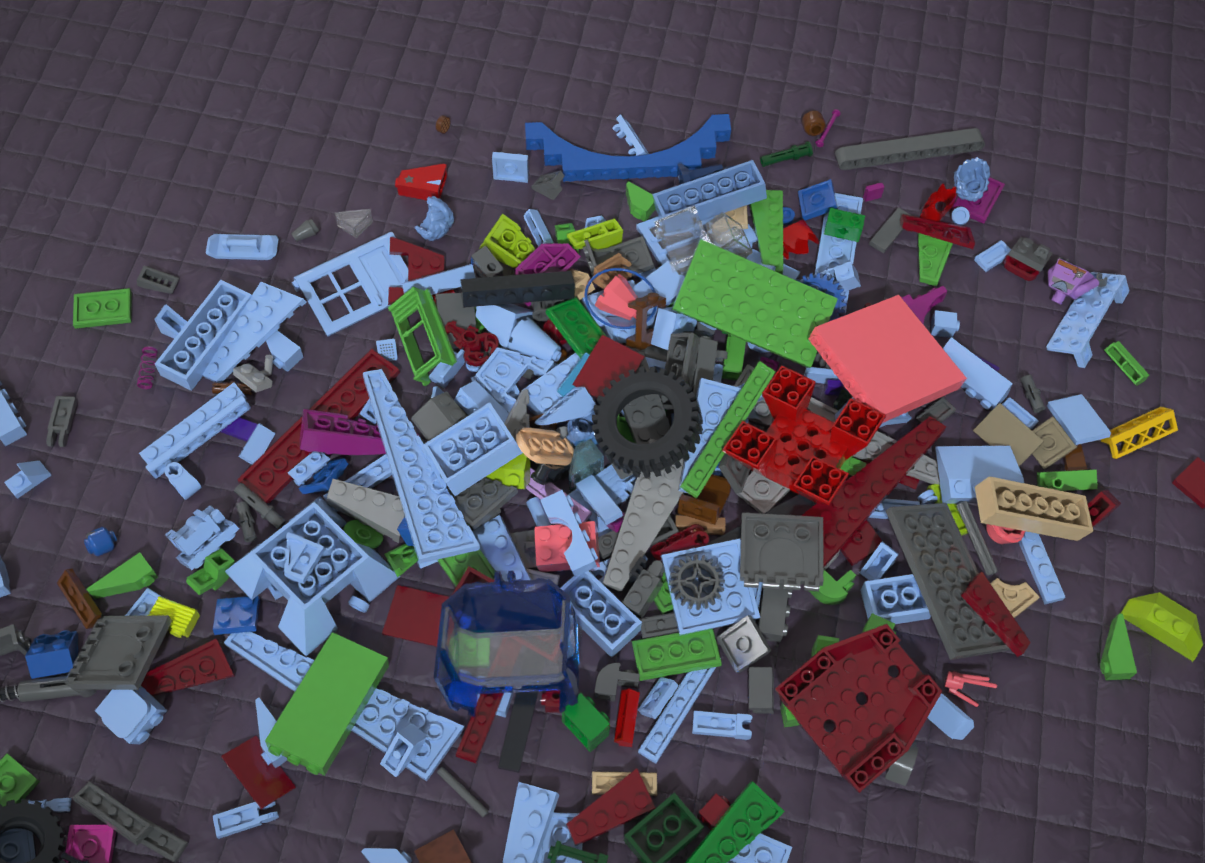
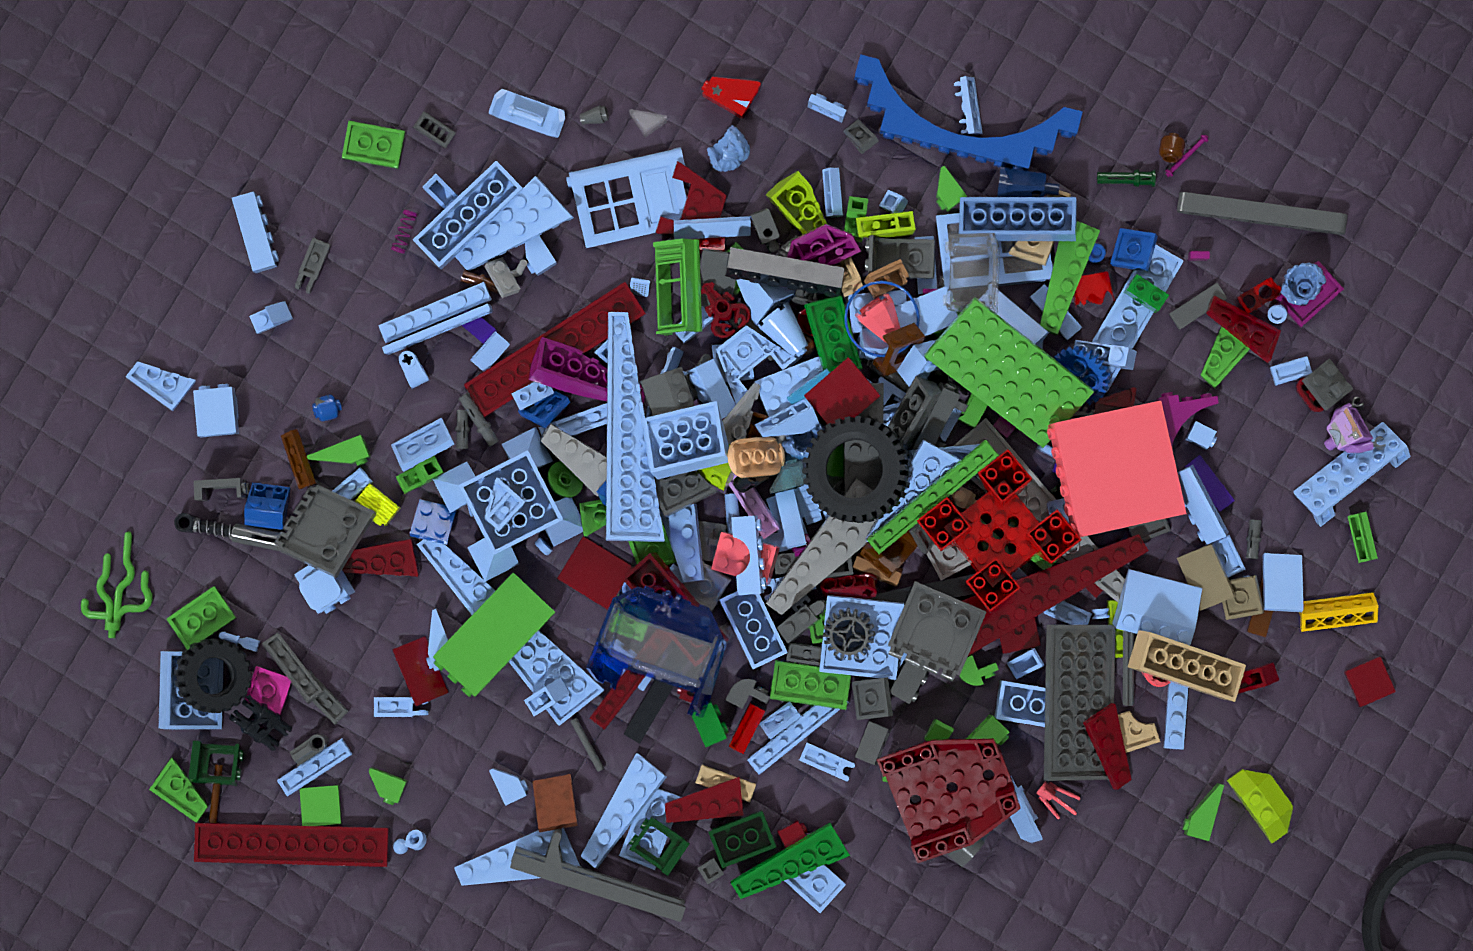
camera: 20 degrees right, 25 degrees up
(196, 530) = (415, 428): light blue hips -> none
(443, 124) = (774, 22): reddish brown tile -> none
(728, 235) = (1017, 279): clear brick -> none
(1068, 480) = (1239, 638): bright green piece -> none

